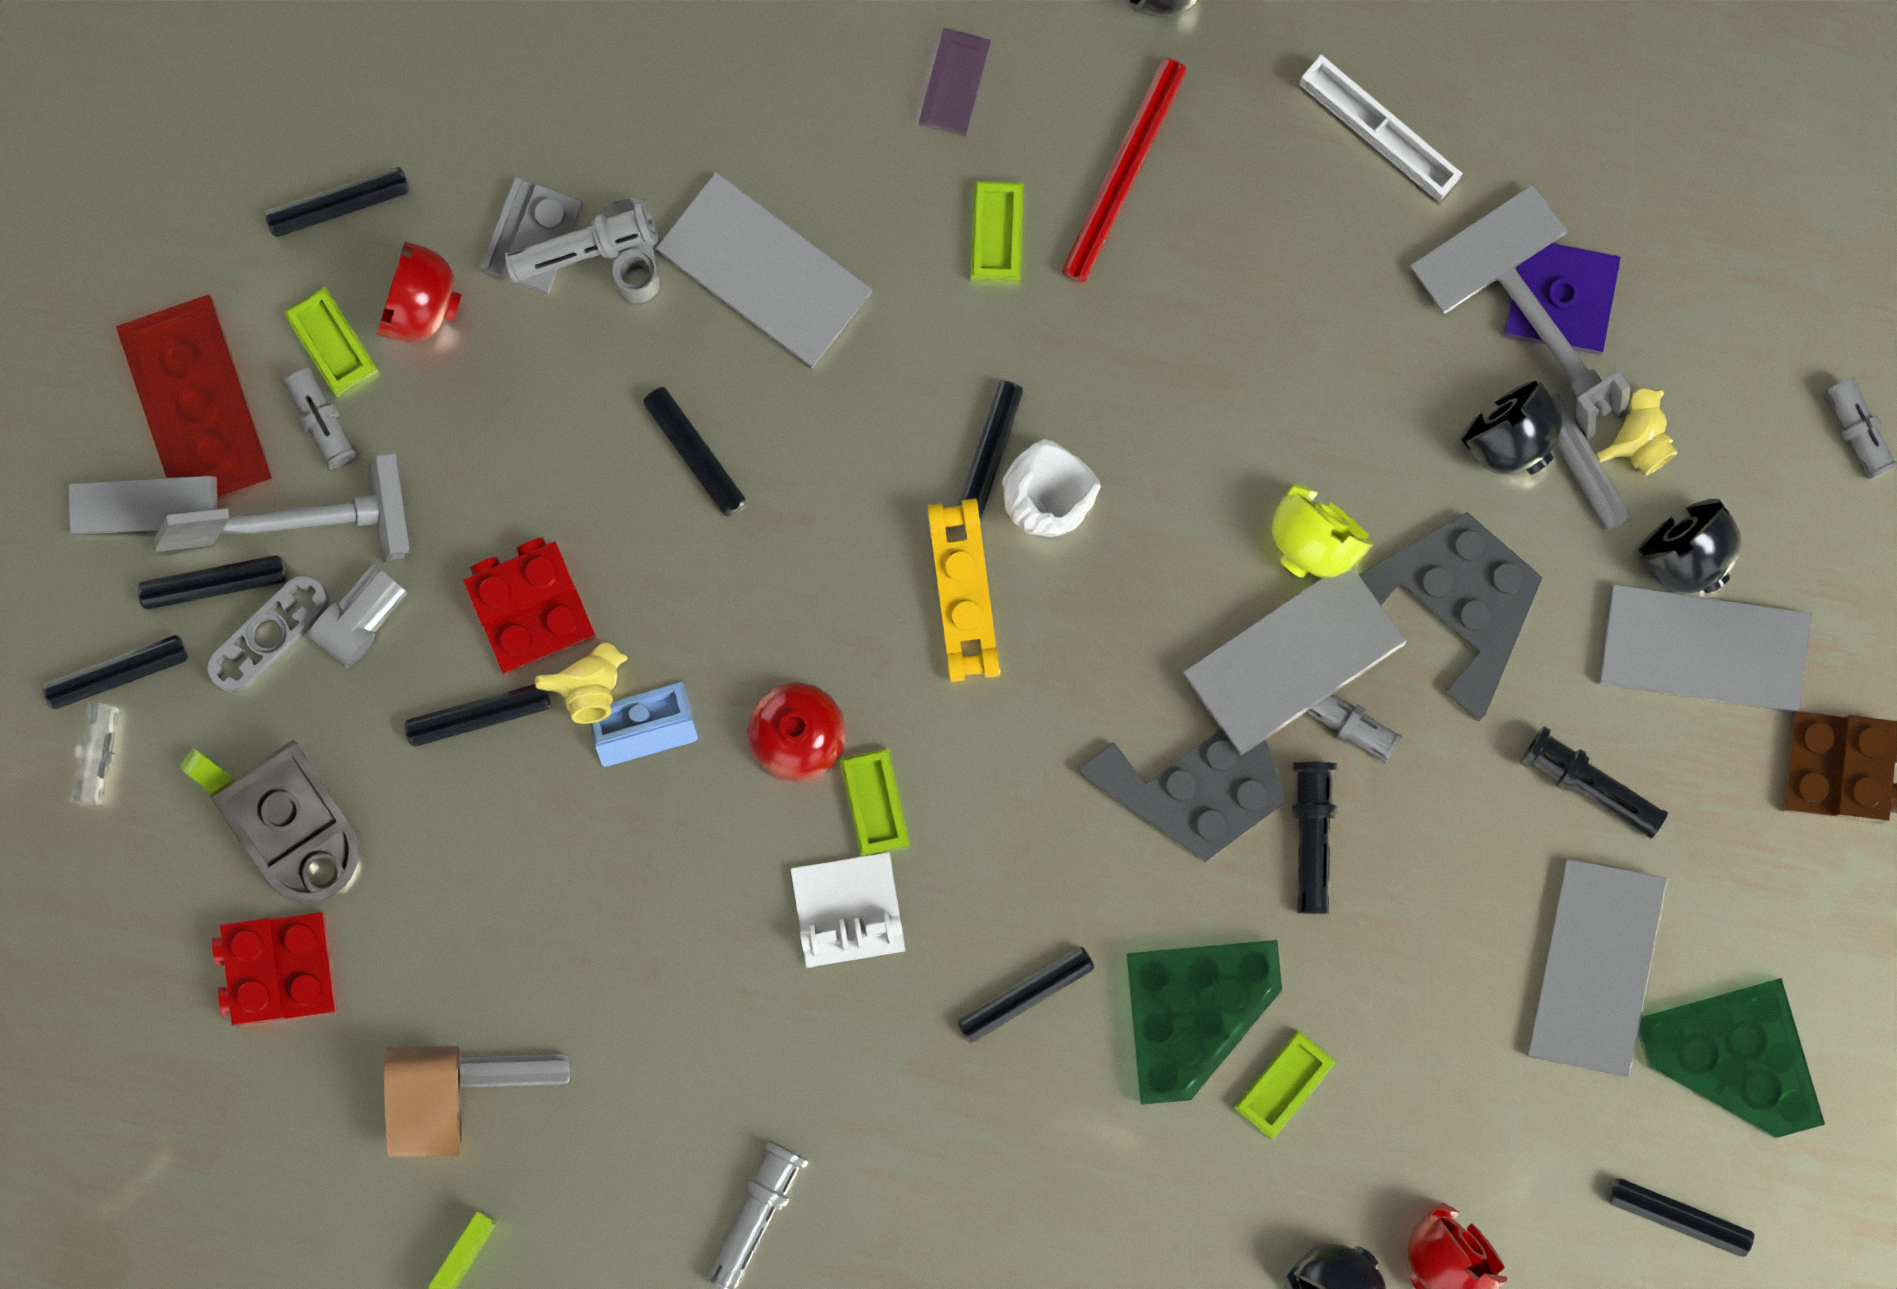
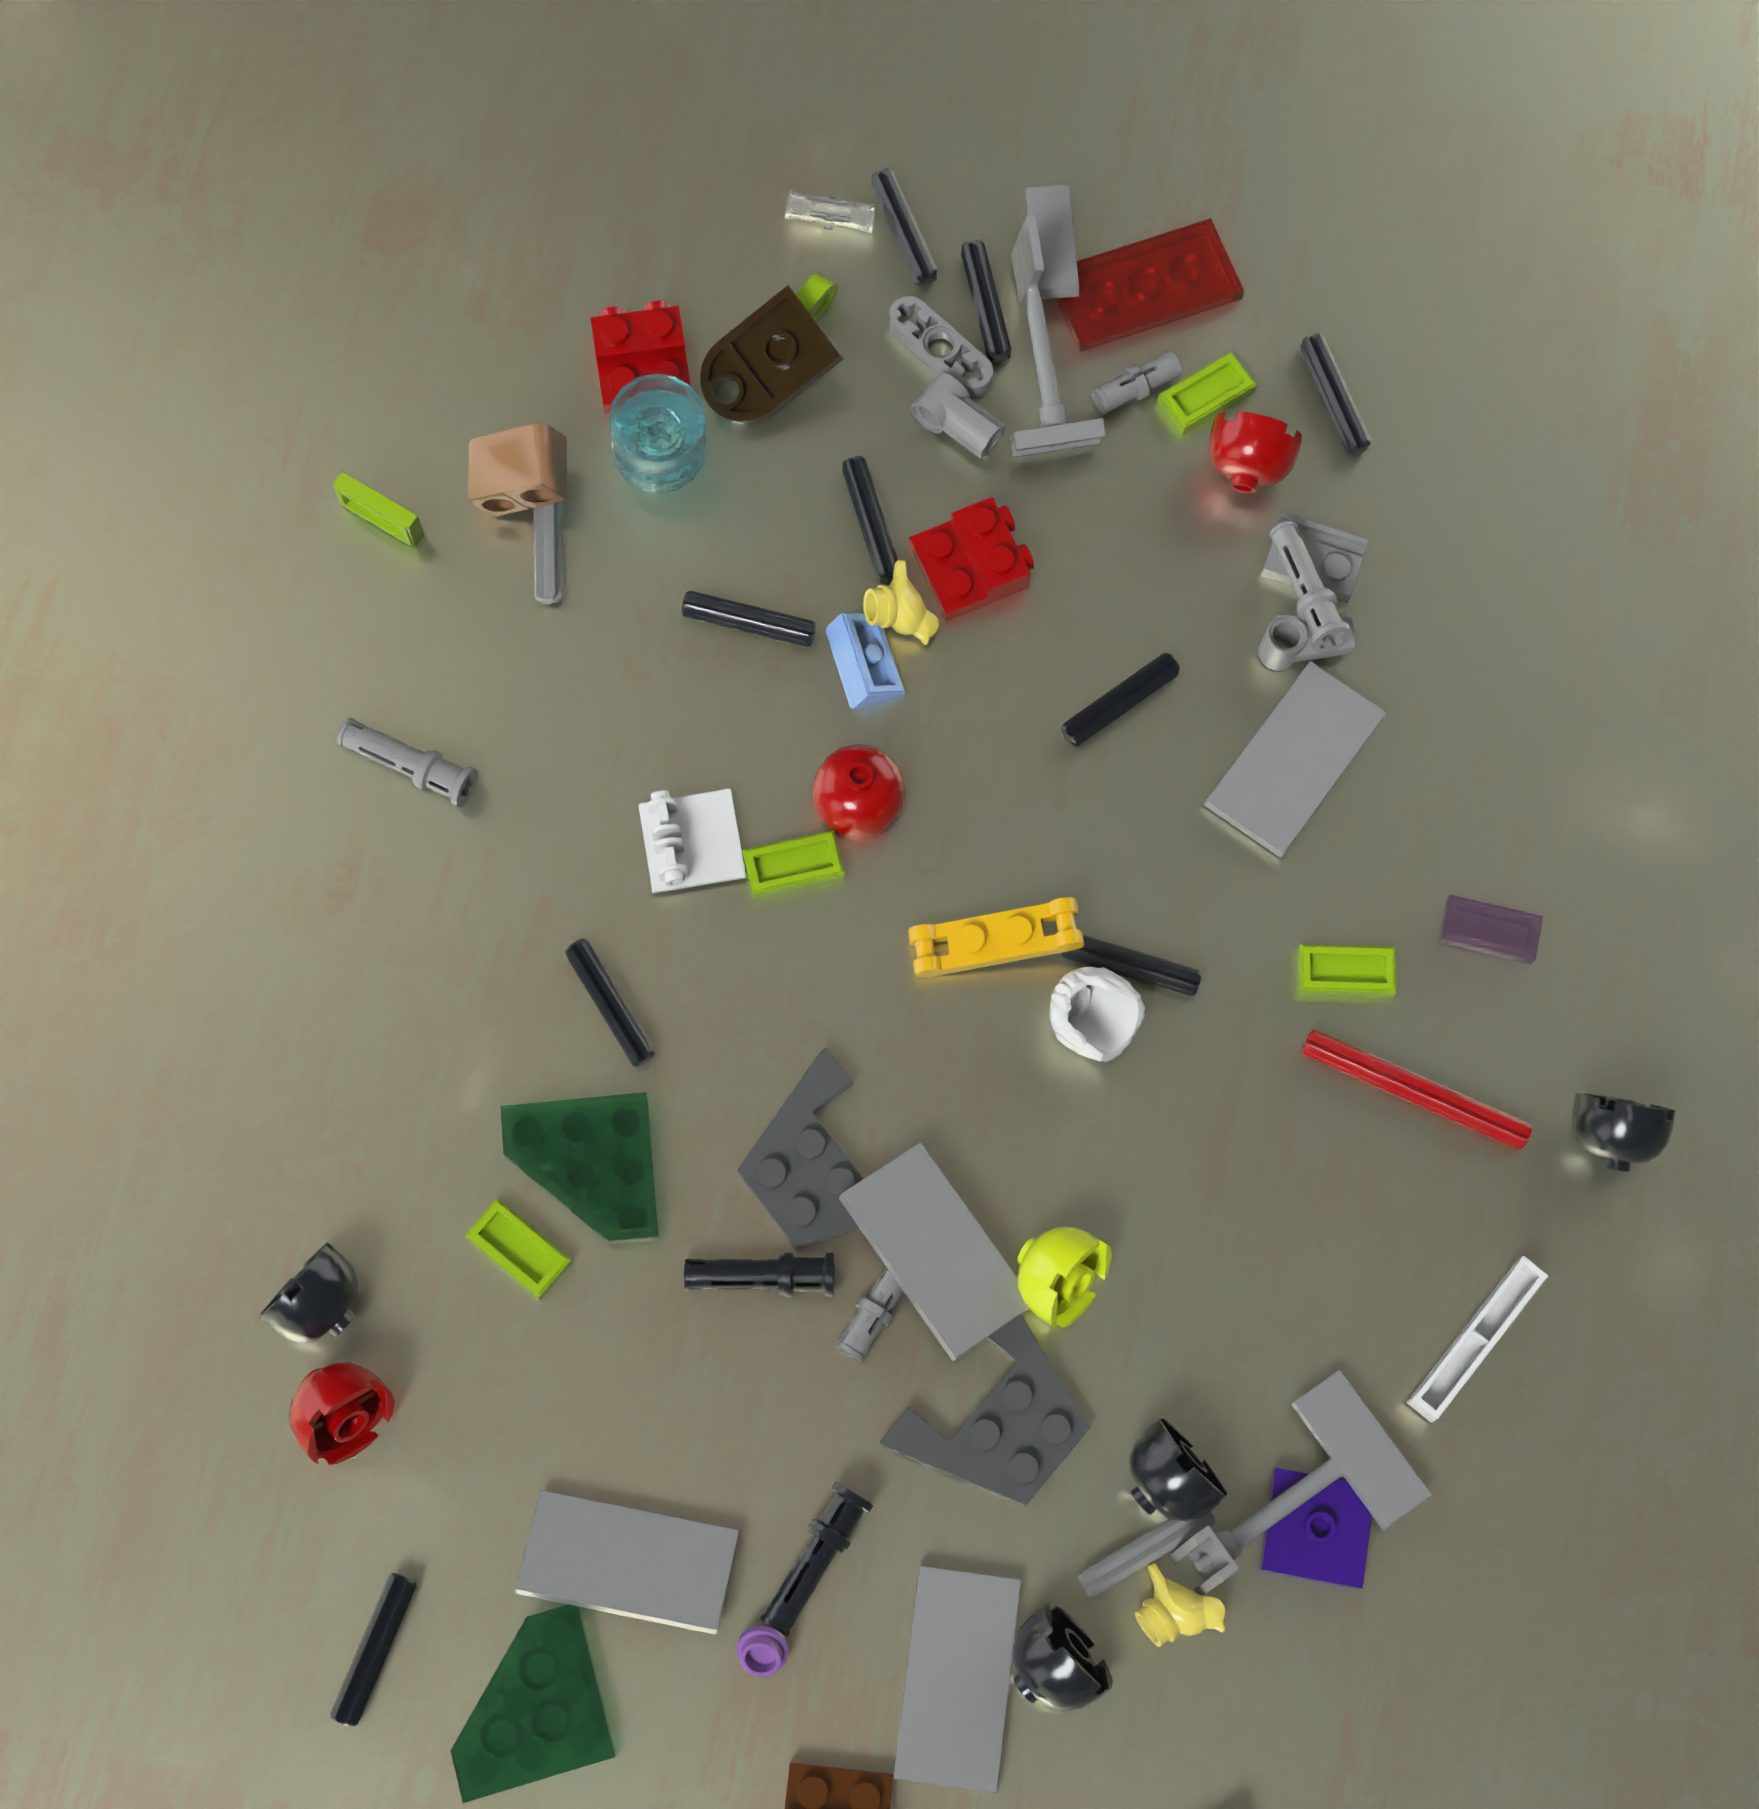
camera: 85 degrees right, 10 degrees down
(369, 919) = (653, 410): none -> clear light blue wheel
(594, 849) = (748, 618): none -> black axle
(1682, 835) = (762, 1650): none -> medium lavender plate

